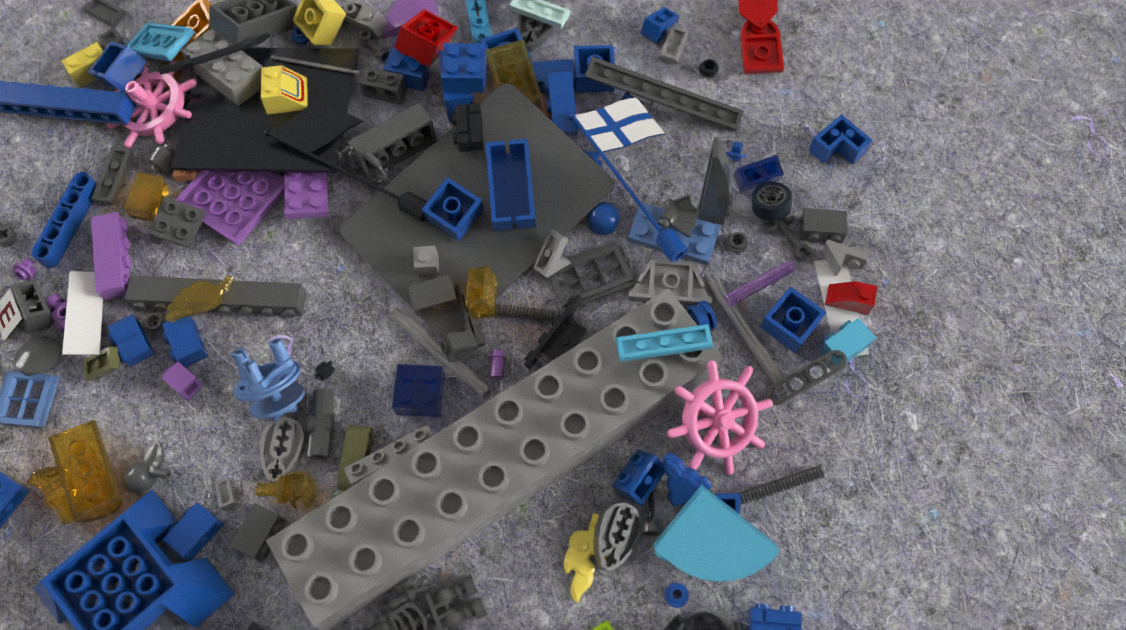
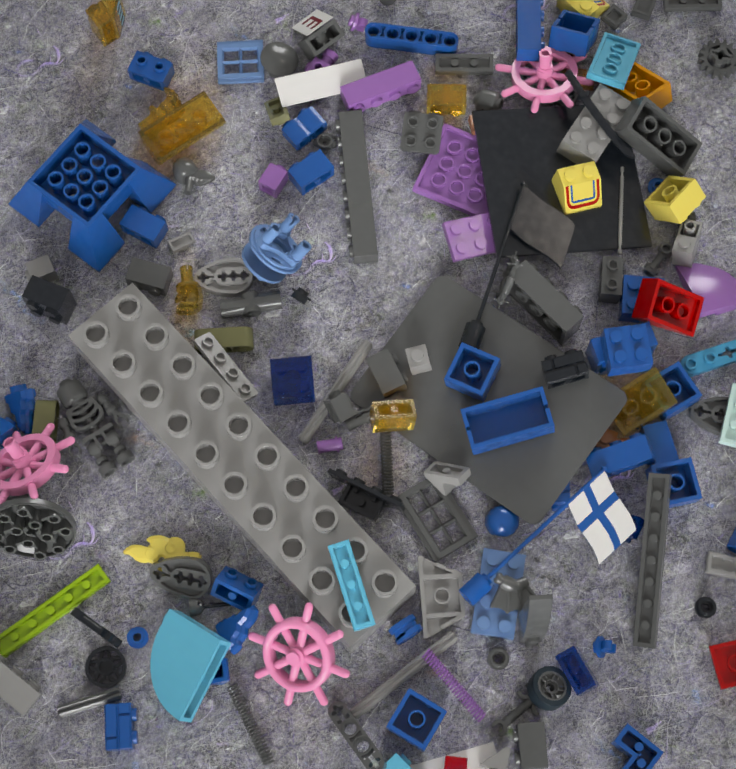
camera: 80 degrees right, 5 degrees up
(198, 299) = (347, 171): clear yellow animal -> none

